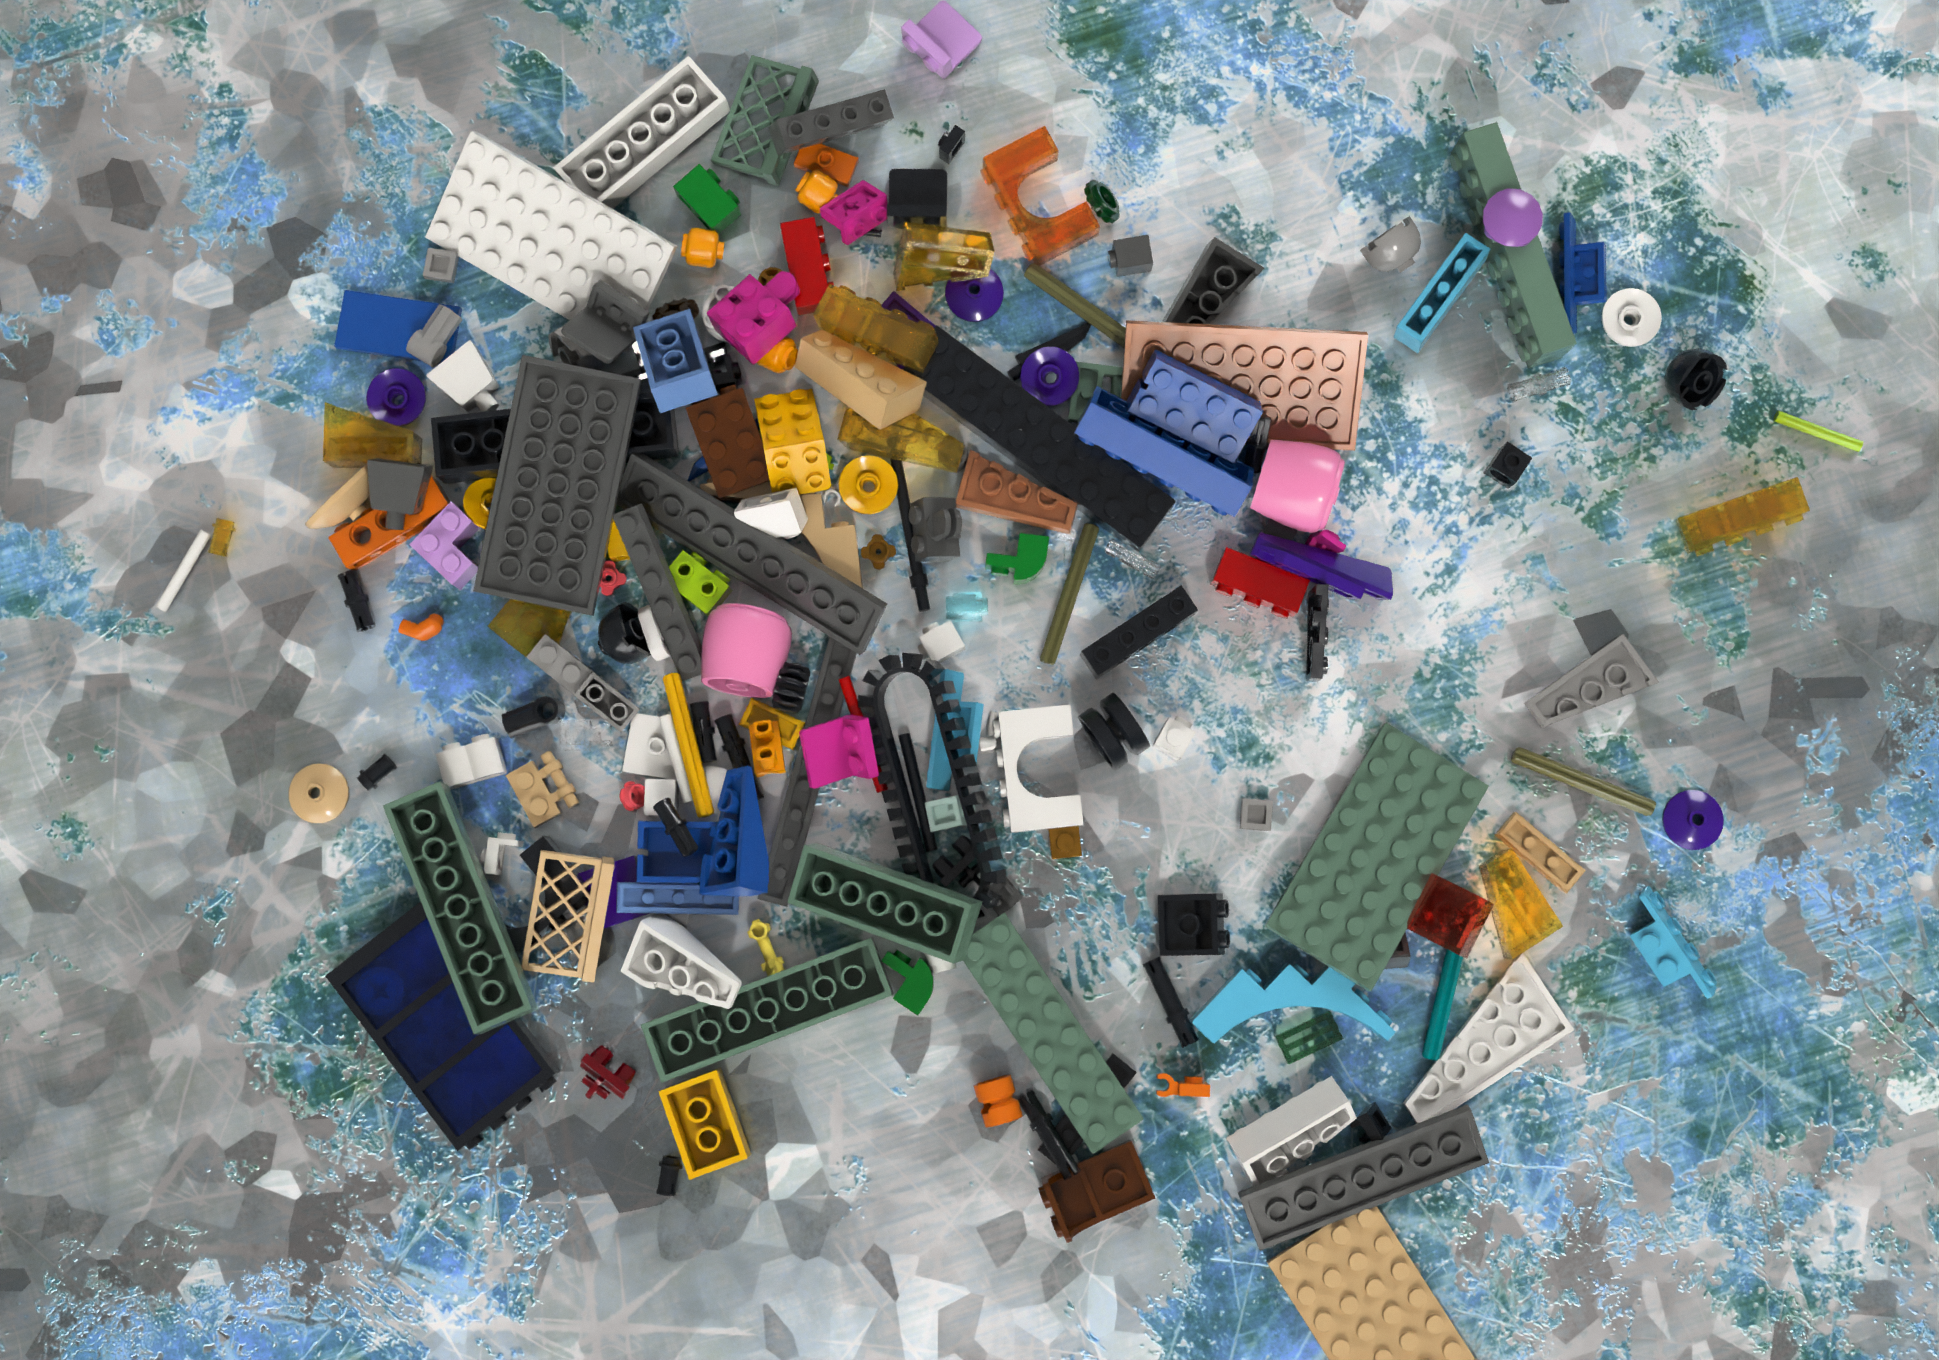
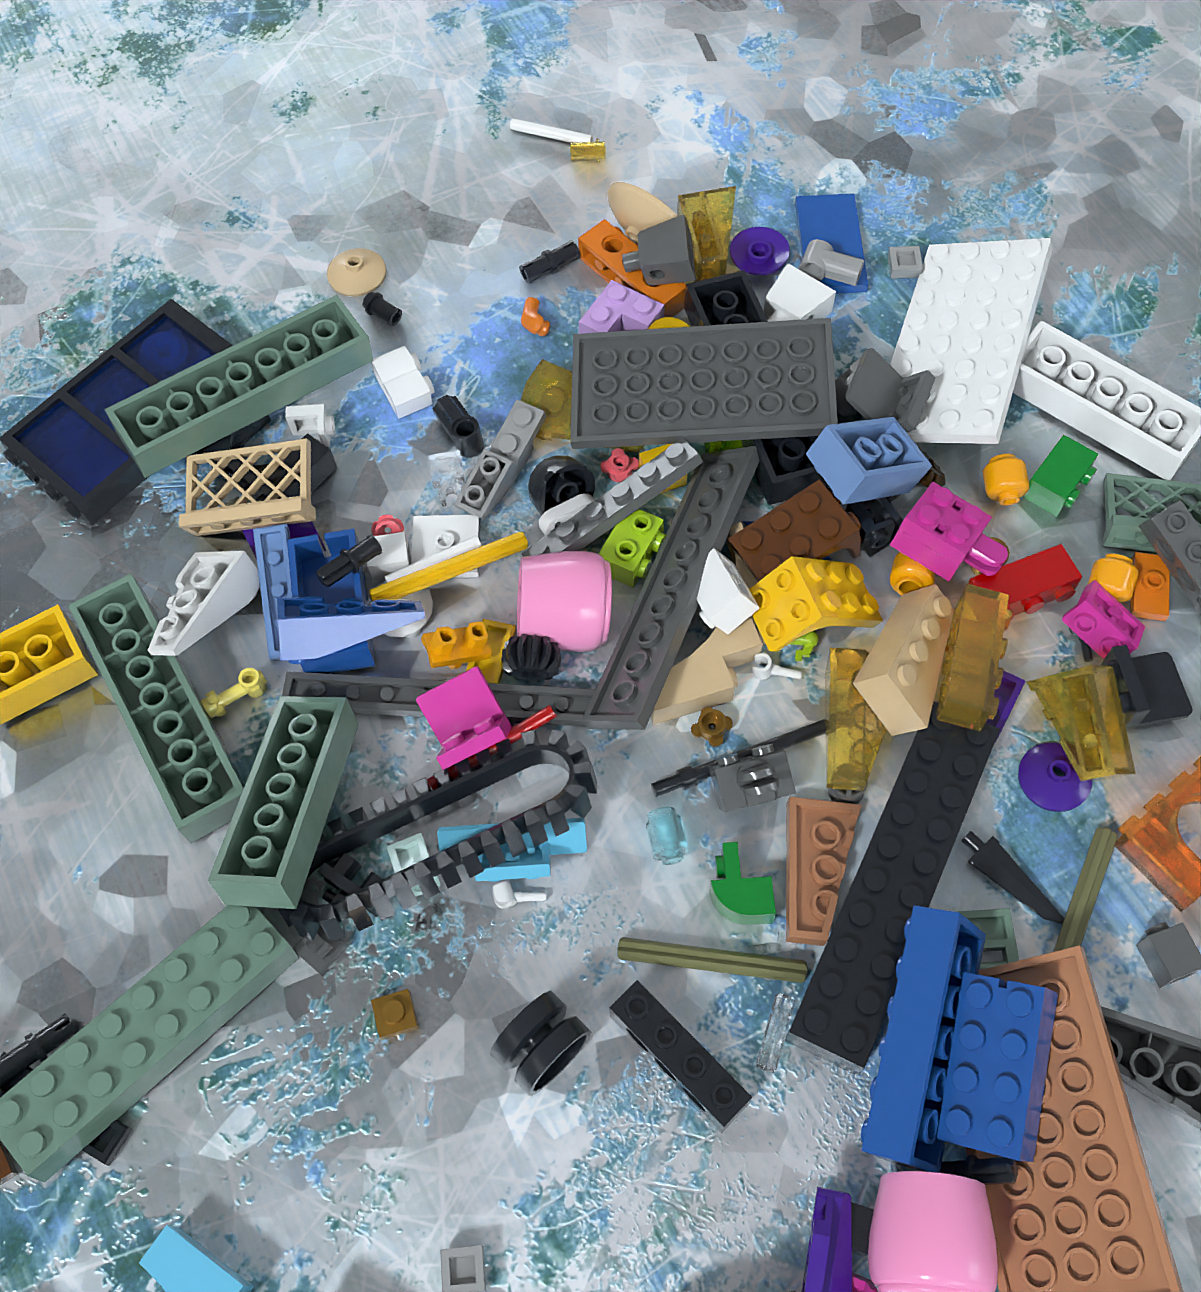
camera: 80 degrees right, 20 degrees down
(534, 793) = (380, 444): tan plate -> none
(596, 1066) = (76, 573): dark red hips -> none
(700, 712) = (468, 584): black pin -> none
(726, 725) = (457, 617): black pin -> none
(865, 470) = (791, 684): yellow dish -> none
(917, 791) = (431, 826): black bar -> none
(918, 983) = (191, 862): green brick -> none
(940, 642) = (617, 814): white brick -> none
(998, 1101) = (52, 991): orange wheel -> none
(1017, 731) = (428, 951): white arch -> none
(1047, 361) = (982, 864): dark purple dish -> none
(1171, 1003) = (192, 1198): black pin -> none
(1174, 737) = (548, 1130): white brick -> none
(1189, 1087) = (83, 1239): orange plate -> none
(1192, 924) = (302, 1206): black plate -> none
(1259, 583) = (782, 1215): red brick -> none

